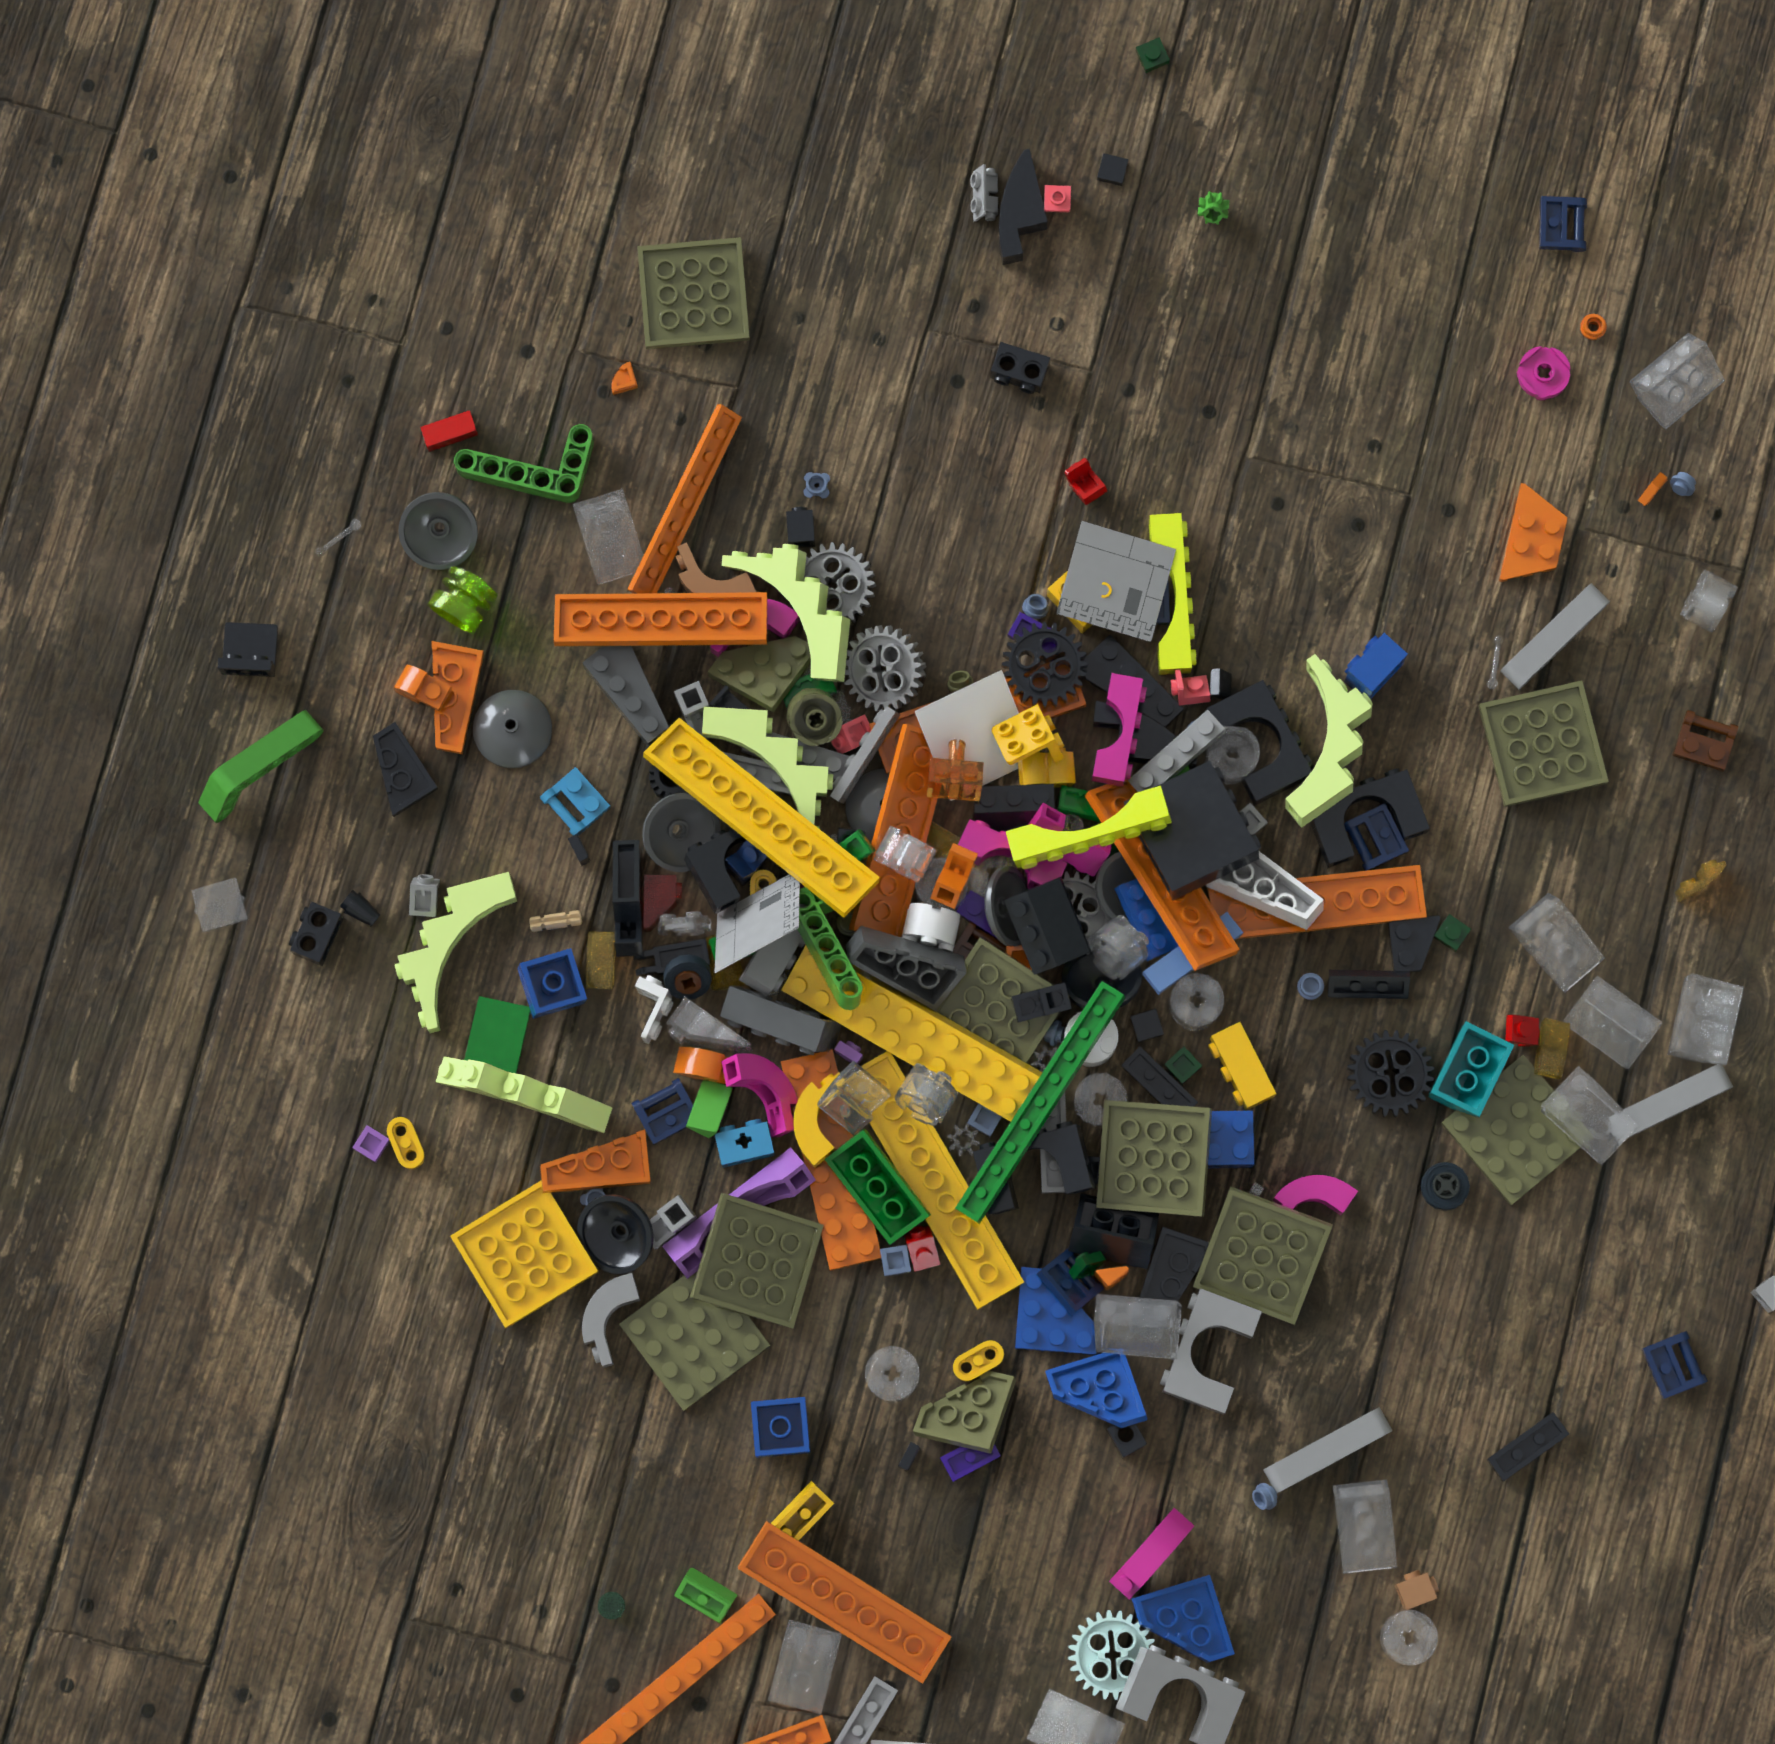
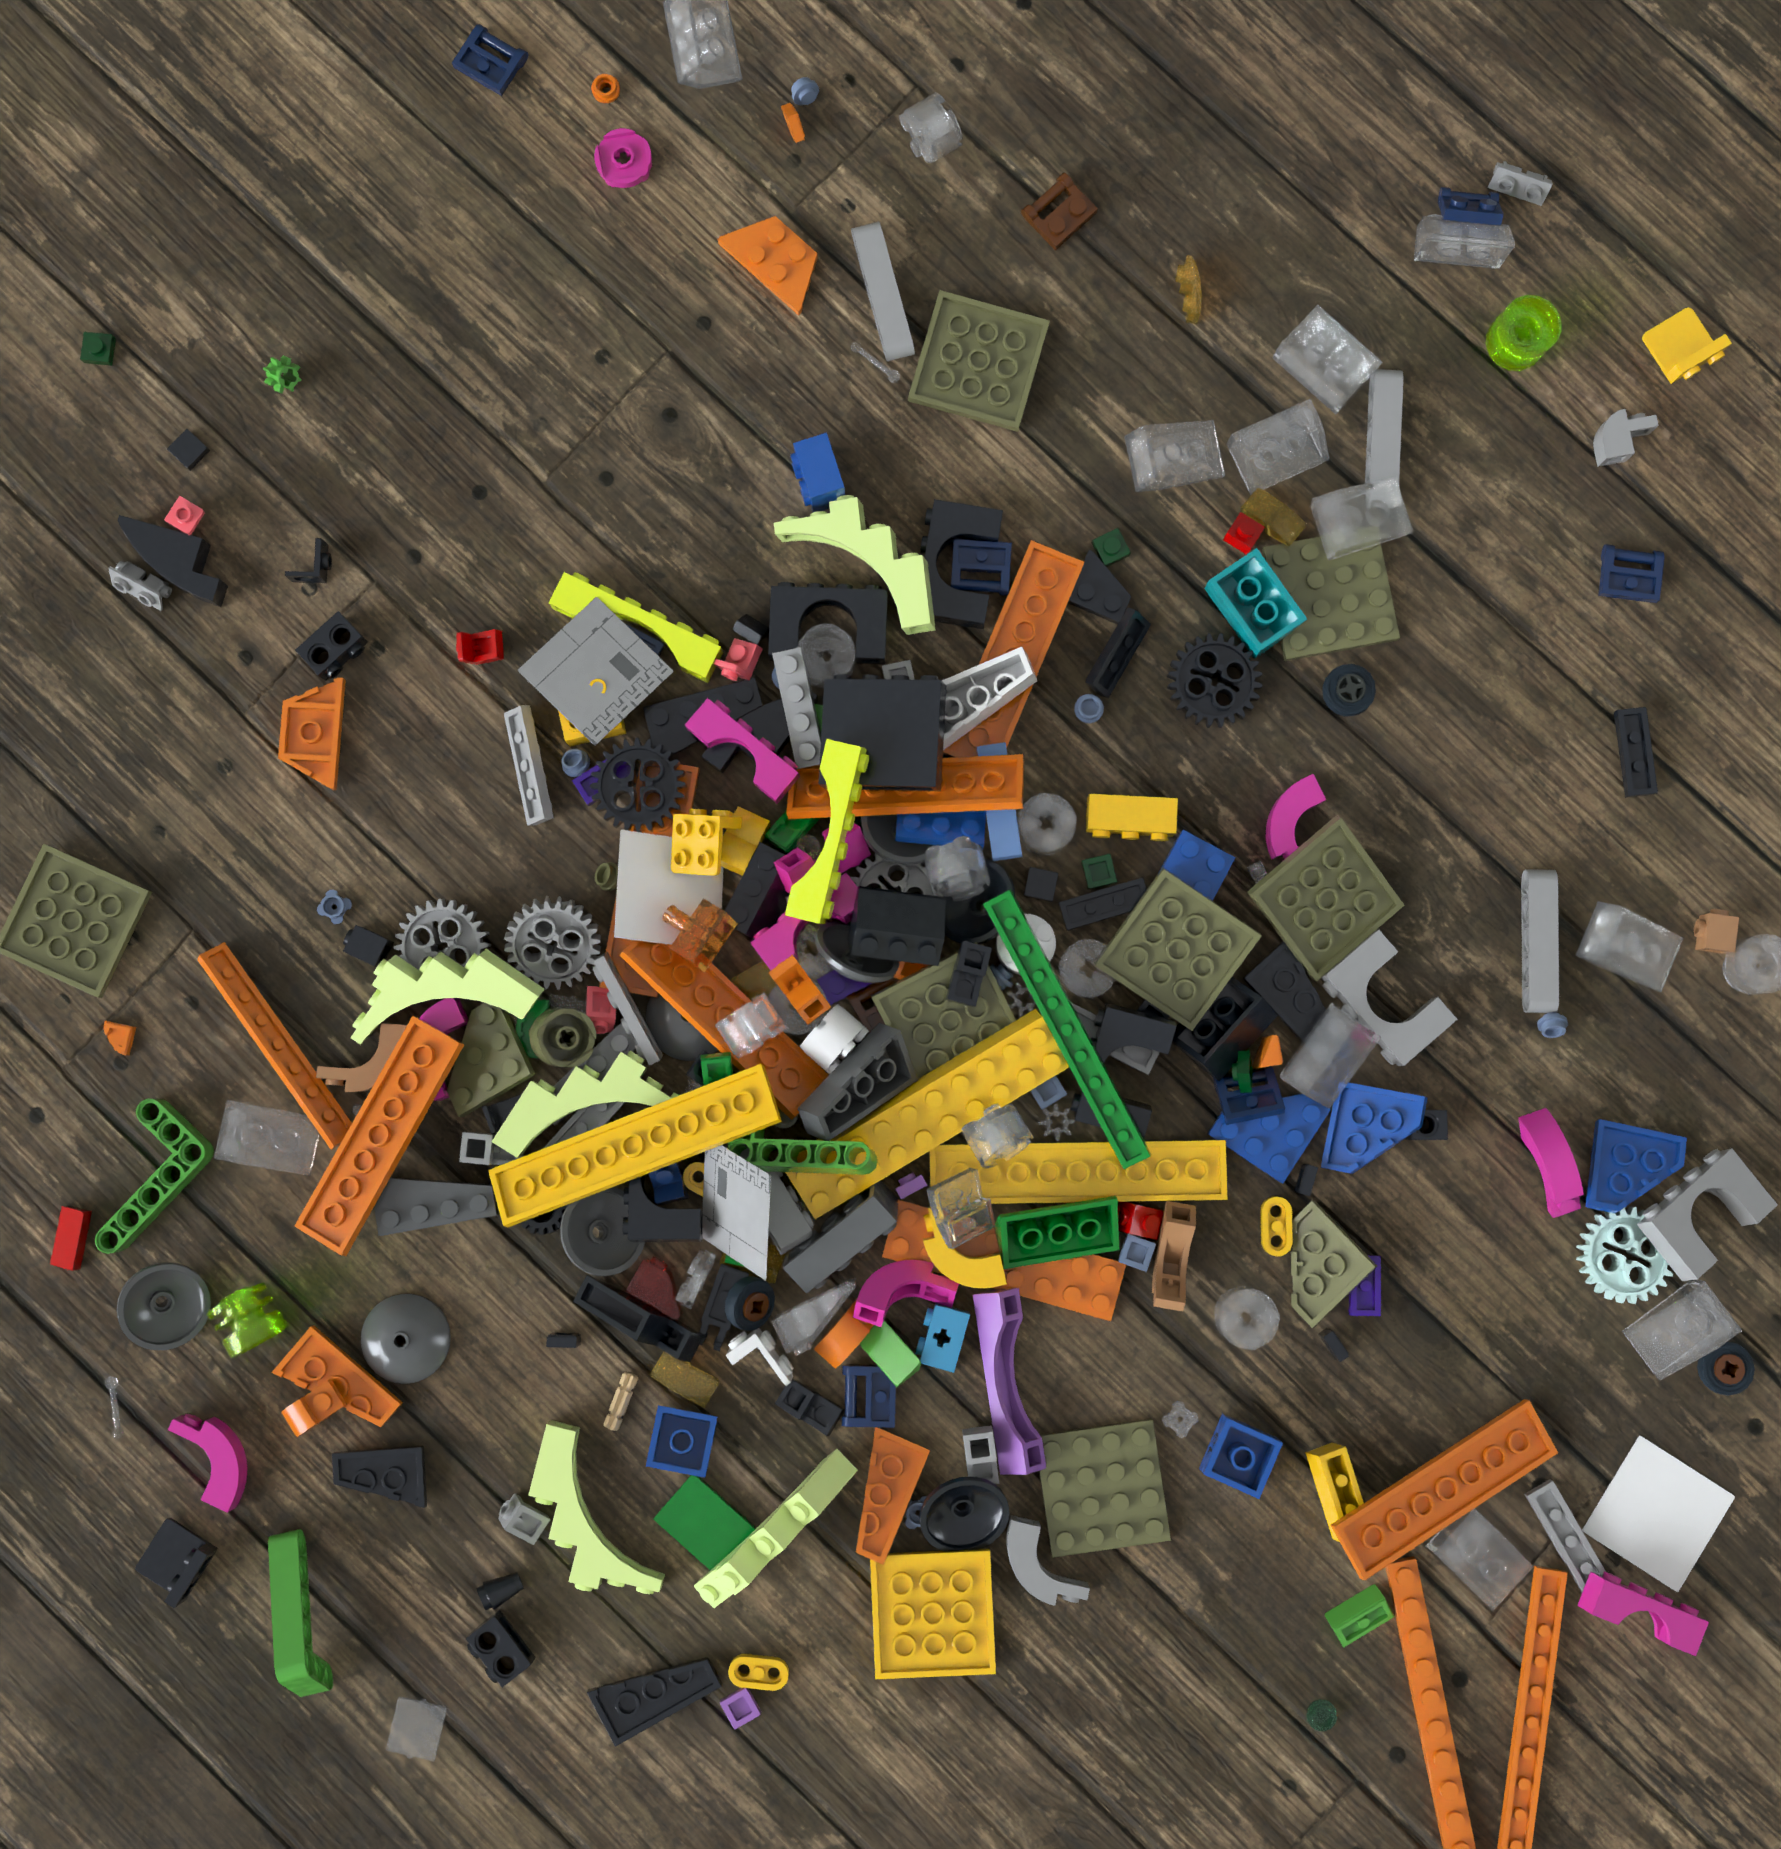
camera: 60 degrees left, 5 degrees up
(335, 1066) = (645, 1700): none -> black wing
(348, 644) = (225, 1455): none -> dark pink arch
(581, 795) = (513, 1306): dark azure plate -> none
(631, 1070) = (810, 1407): none -> black slope
(756, 1261) = (1066, 1390): olive plate -> none
(789, 1363) = (1183, 1427): none -> clear plate
(909, 1288) = (1172, 1255): none -> medium nougat arch
(944, 392) = (313, 732): none -> orange wing
(1012, 571) = (528, 765): none -> light grey plate
(1028, 1363) = (1306, 1179): none -> black tile
(1081, 323) = (322, 563): none -> black bracket

